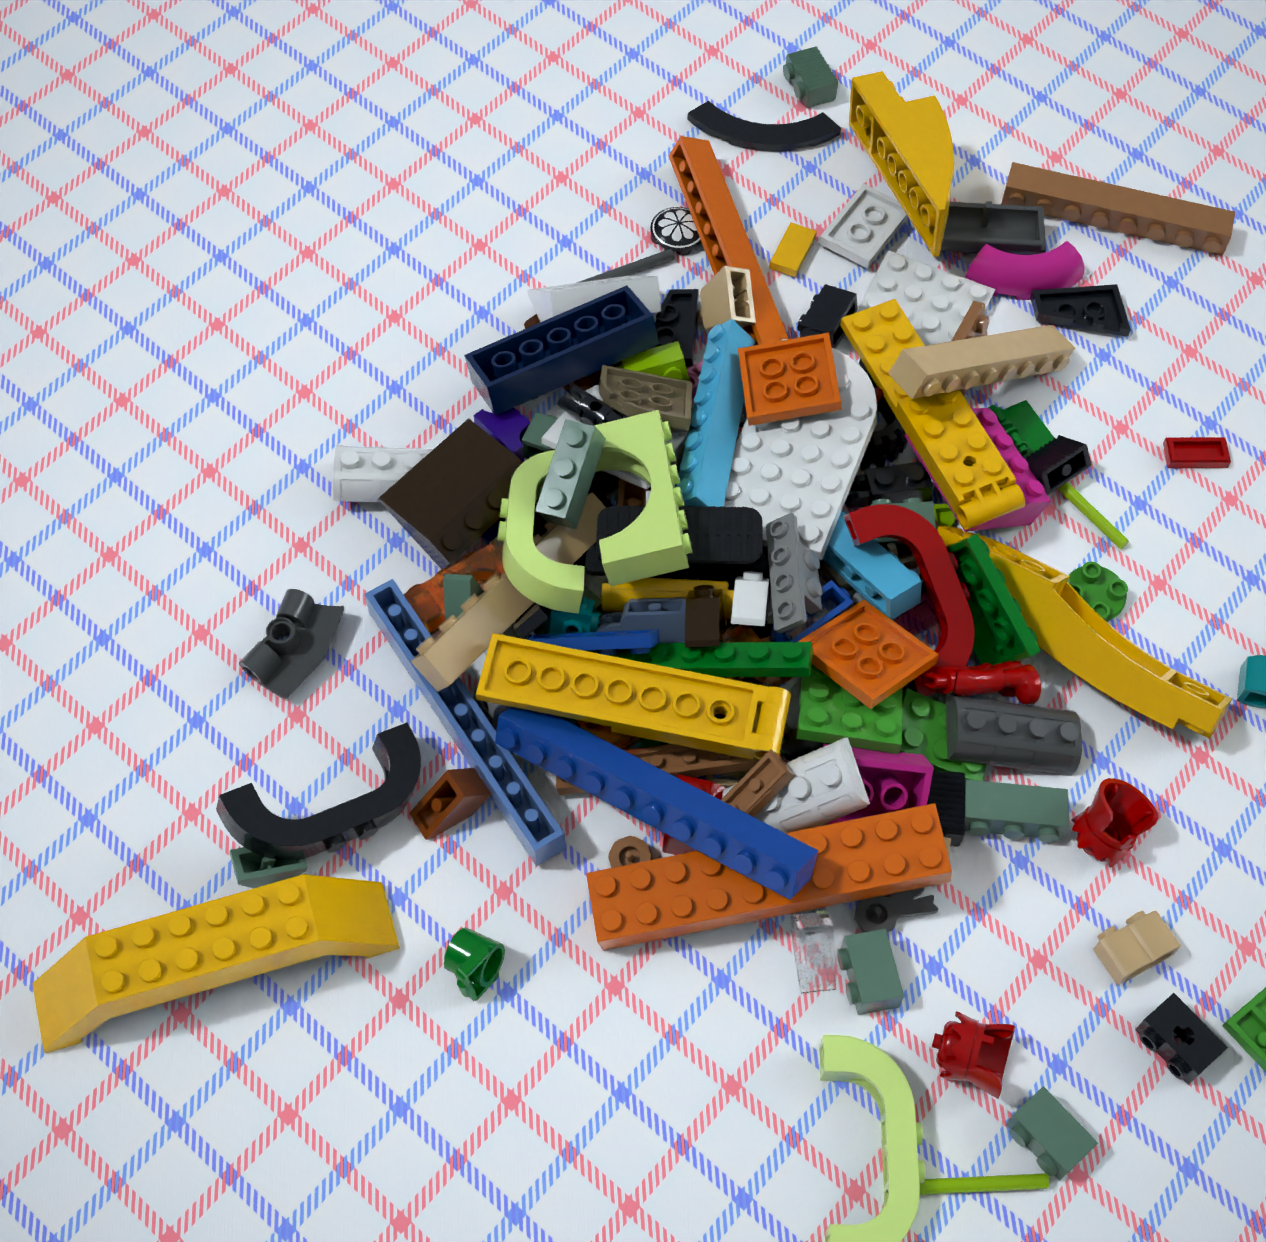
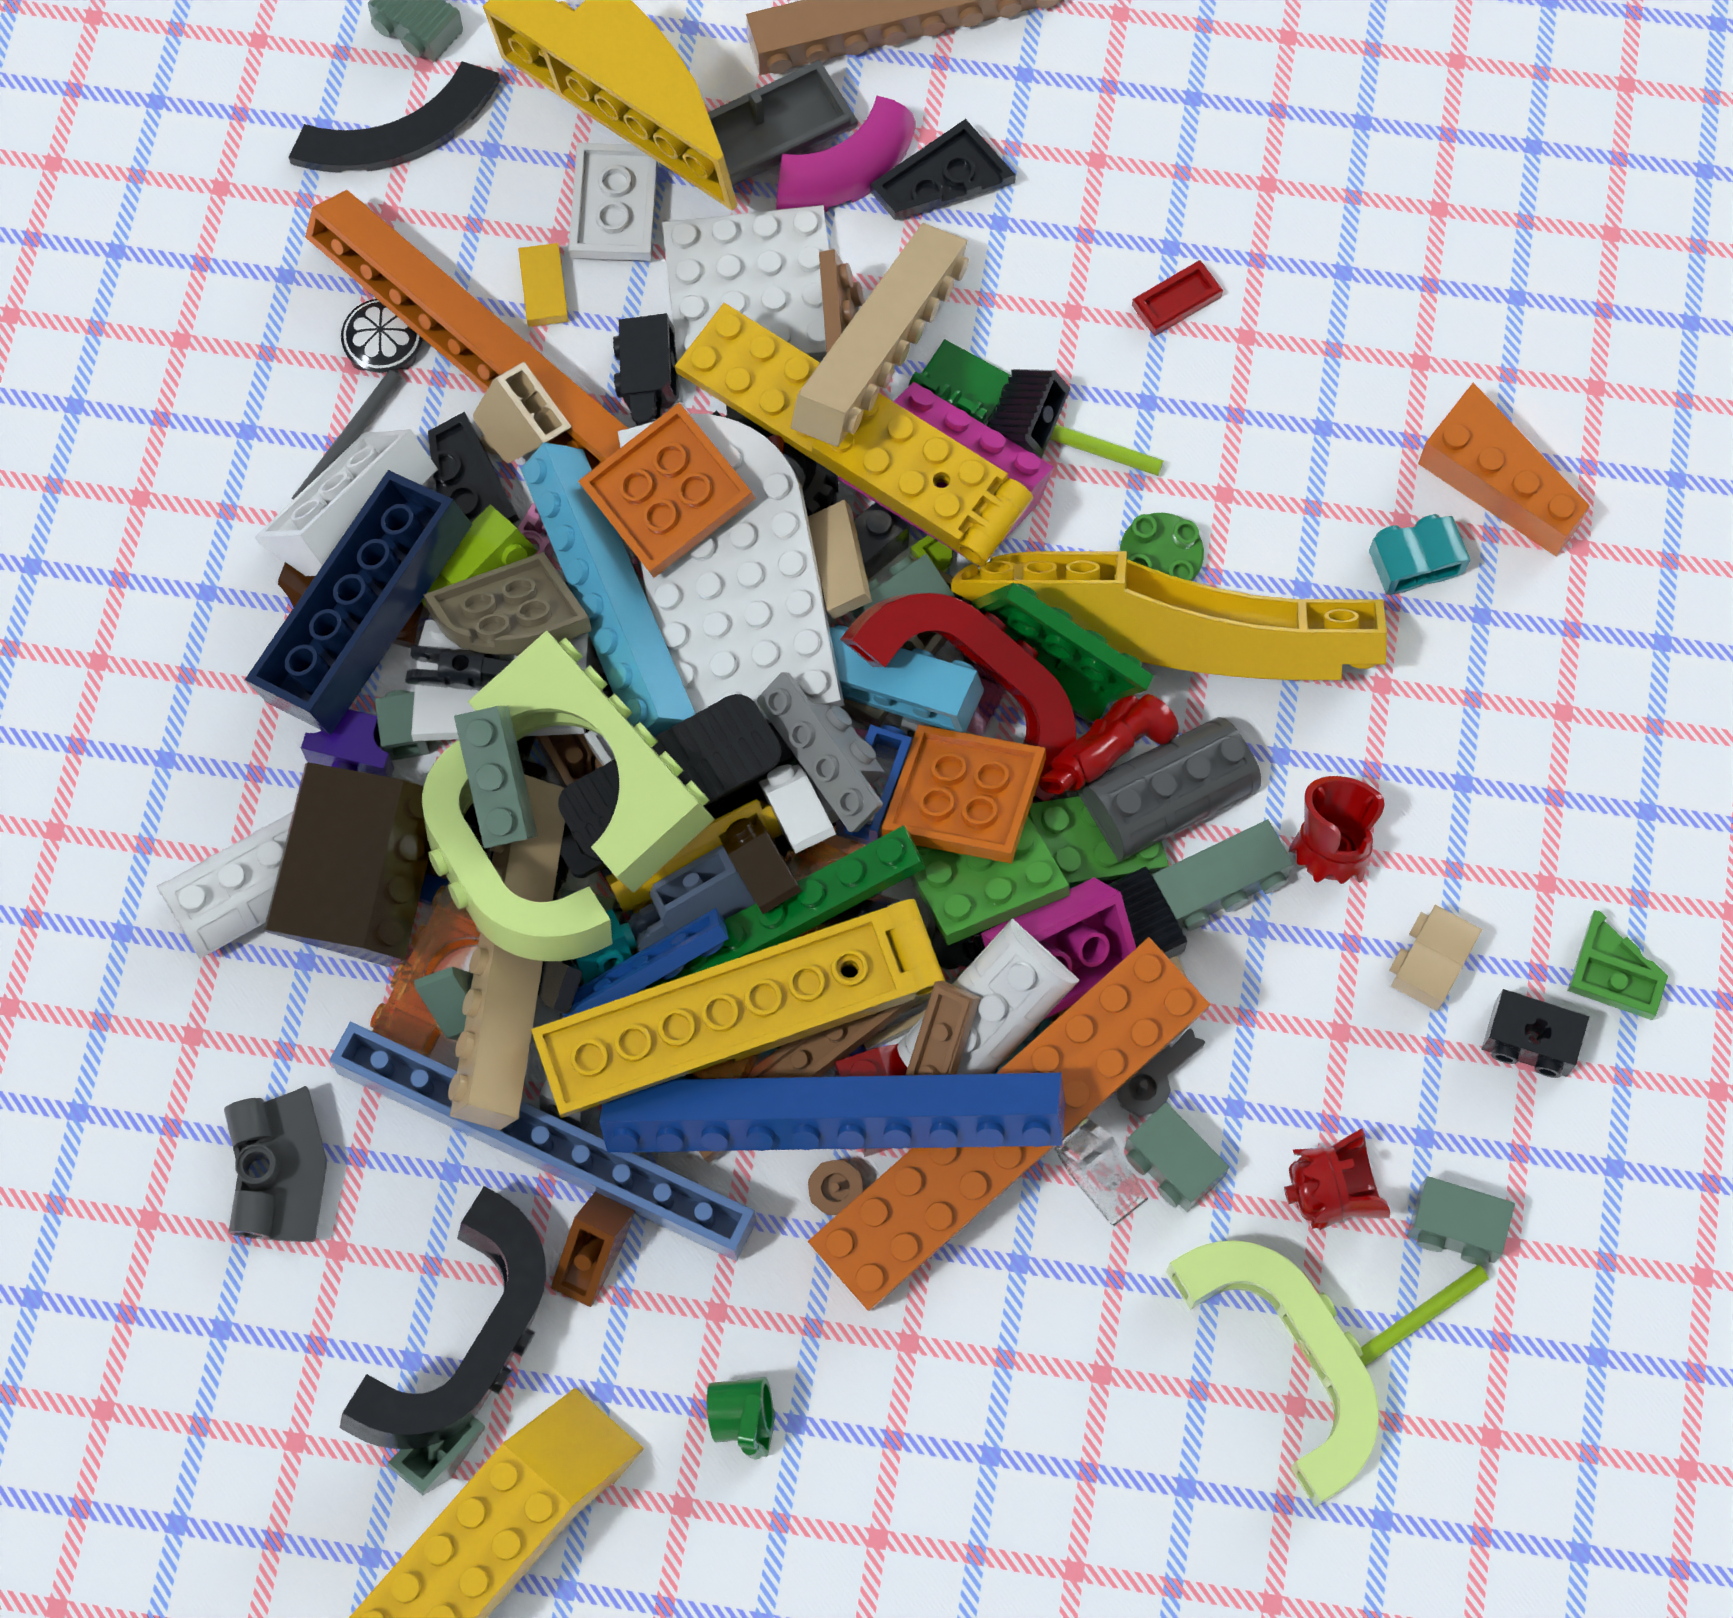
camera: 30 degrees left, 10 degrees up
(874, 476) = (839, 559): none -> tan tile

